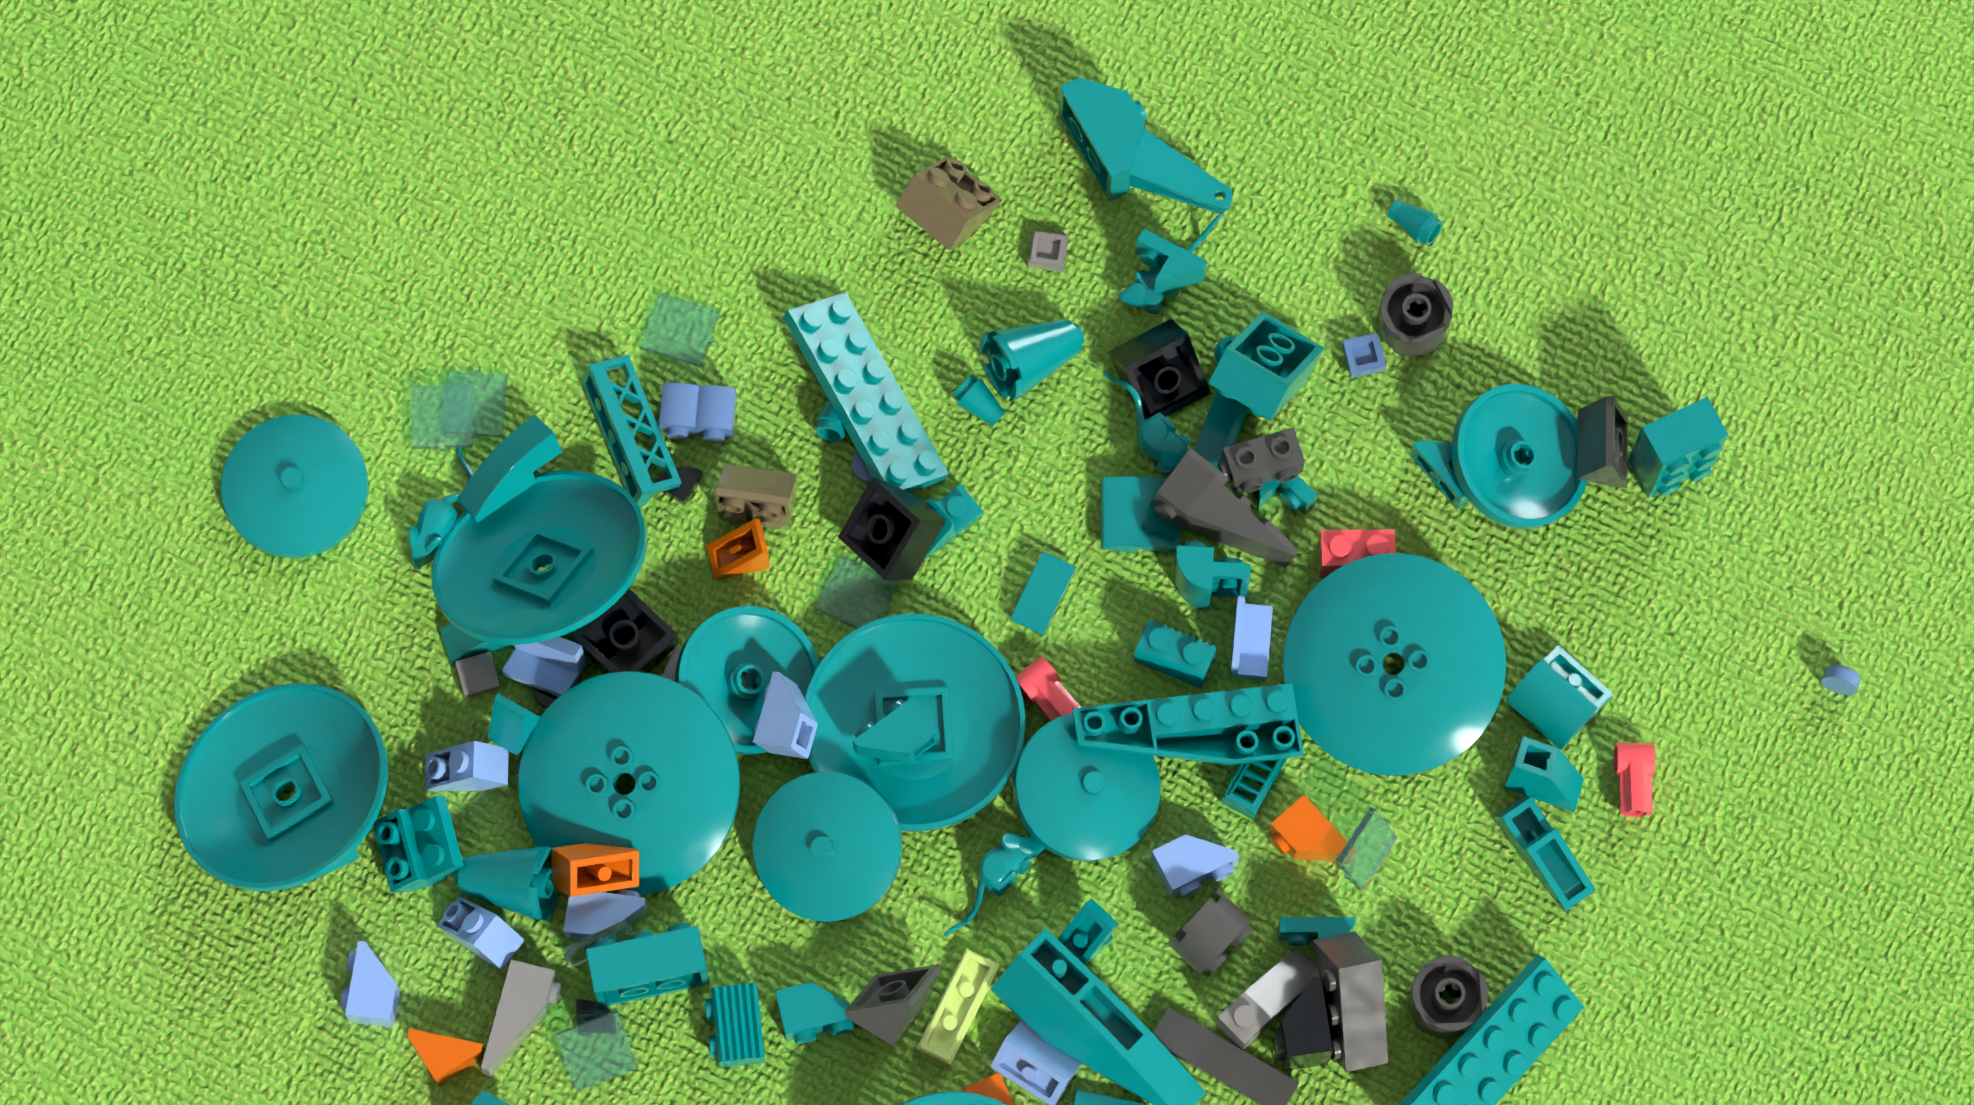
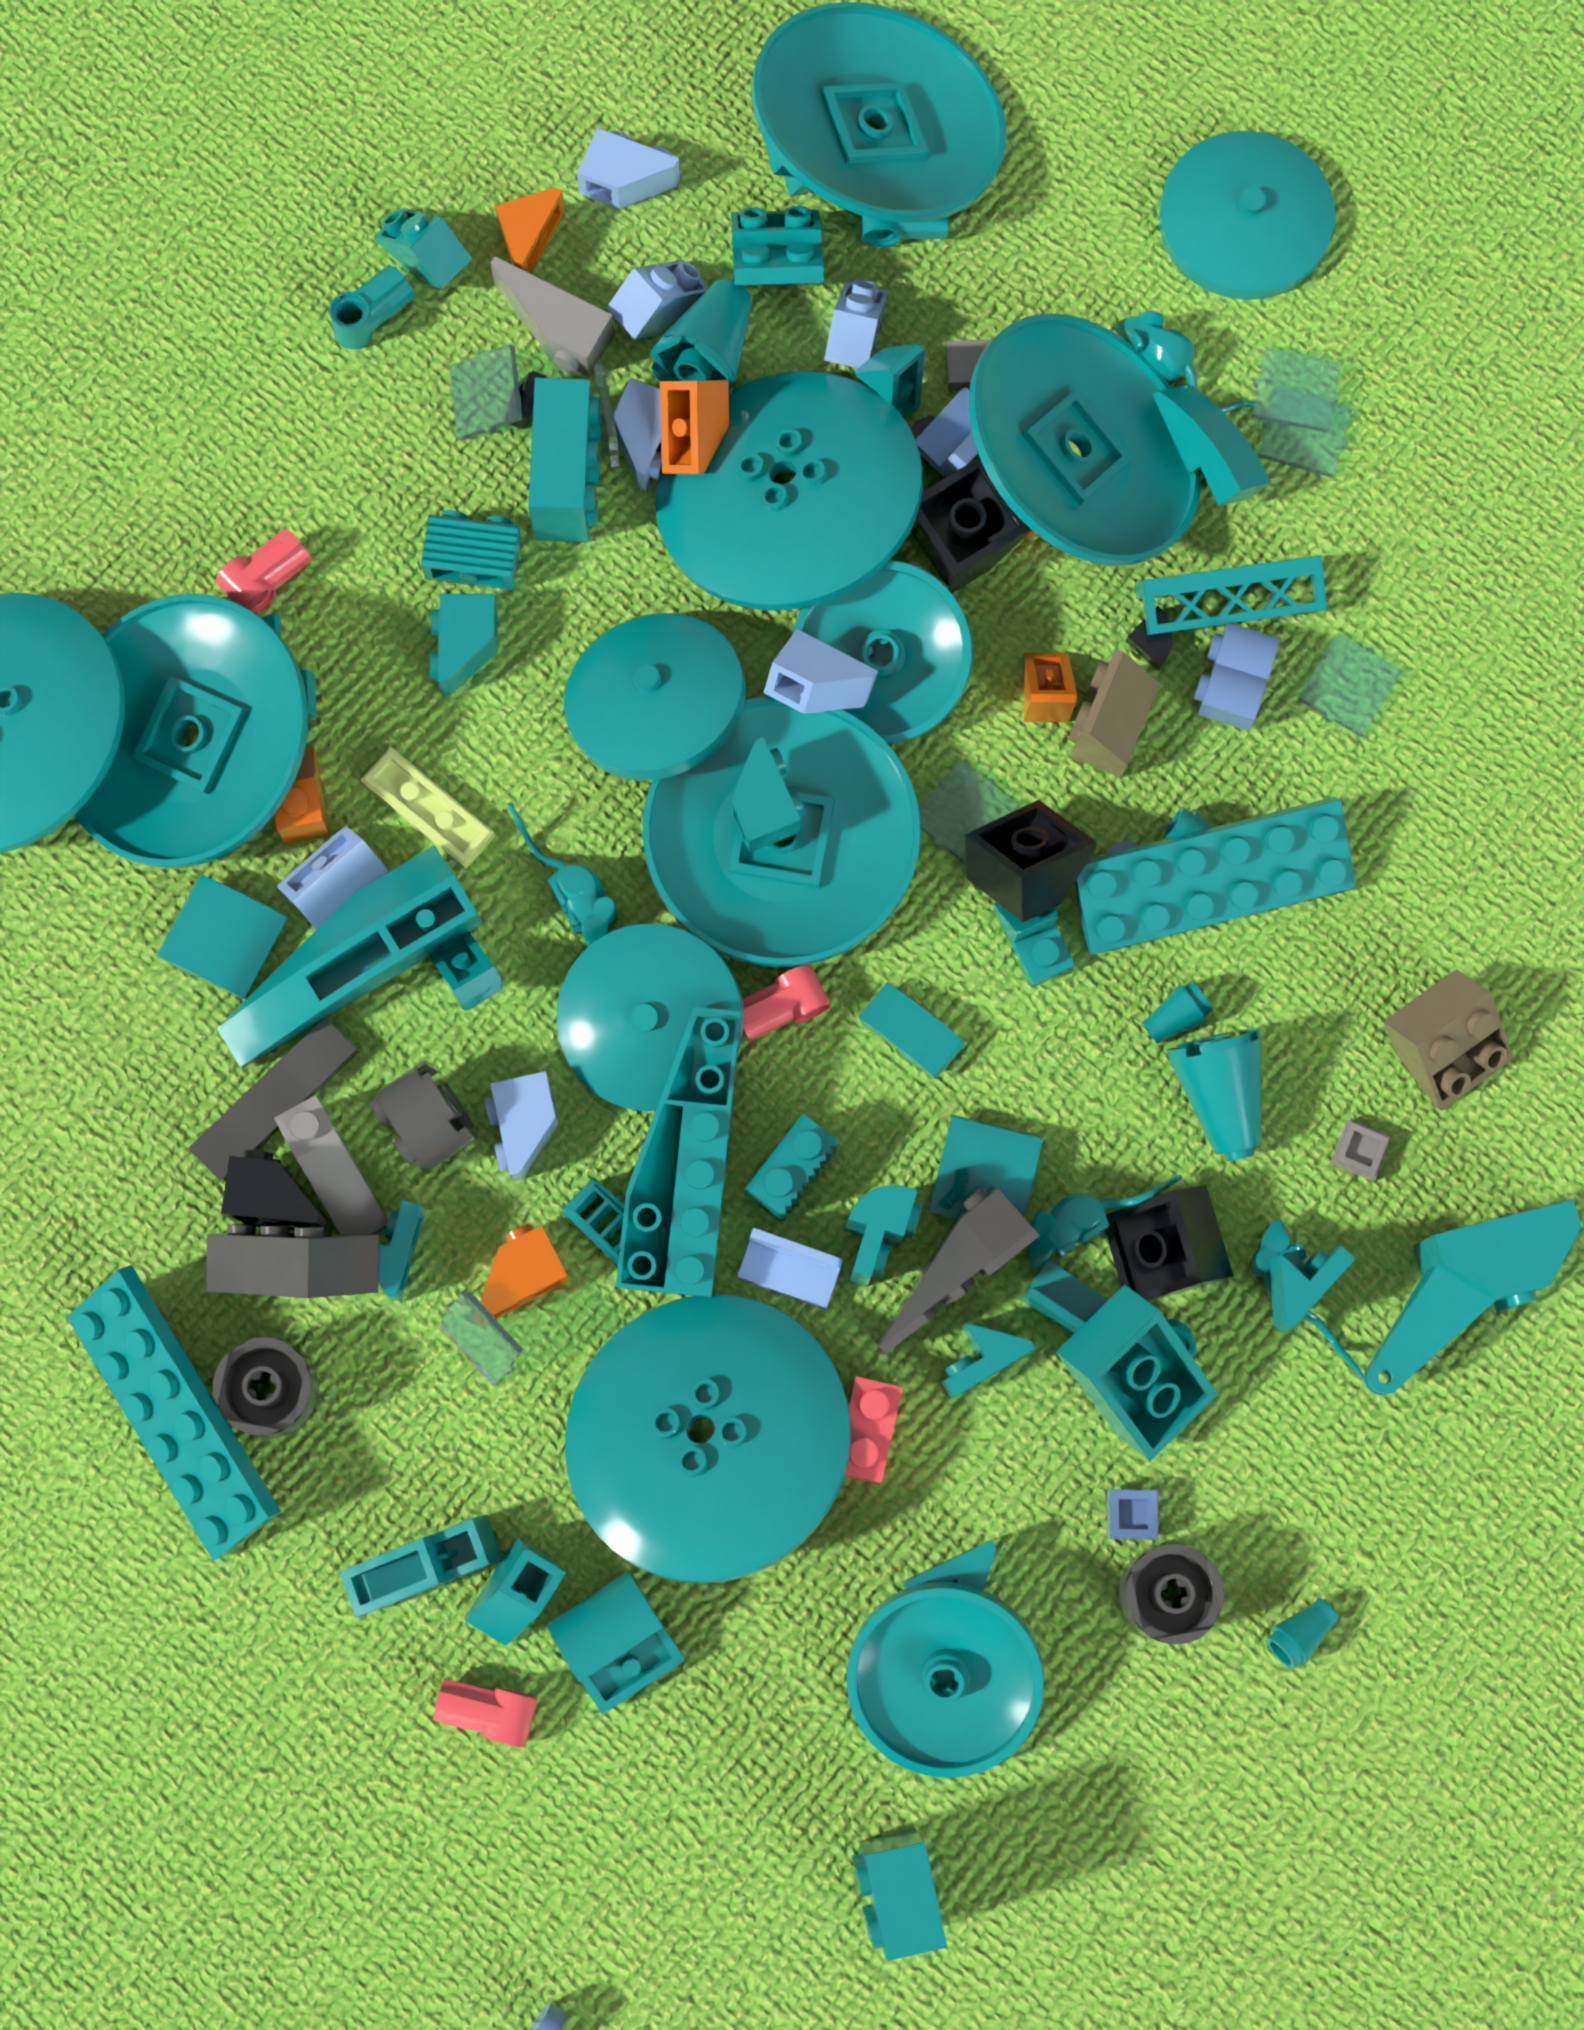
camera: 100 degrees right, 5 degrees up
(893, 1001) = (445, 721): dark grey slope -> none
(1262, 461) = (1008, 1330): dark grey brick -> none
(1603, 443) = (938, 1798): dark grey slope -> none

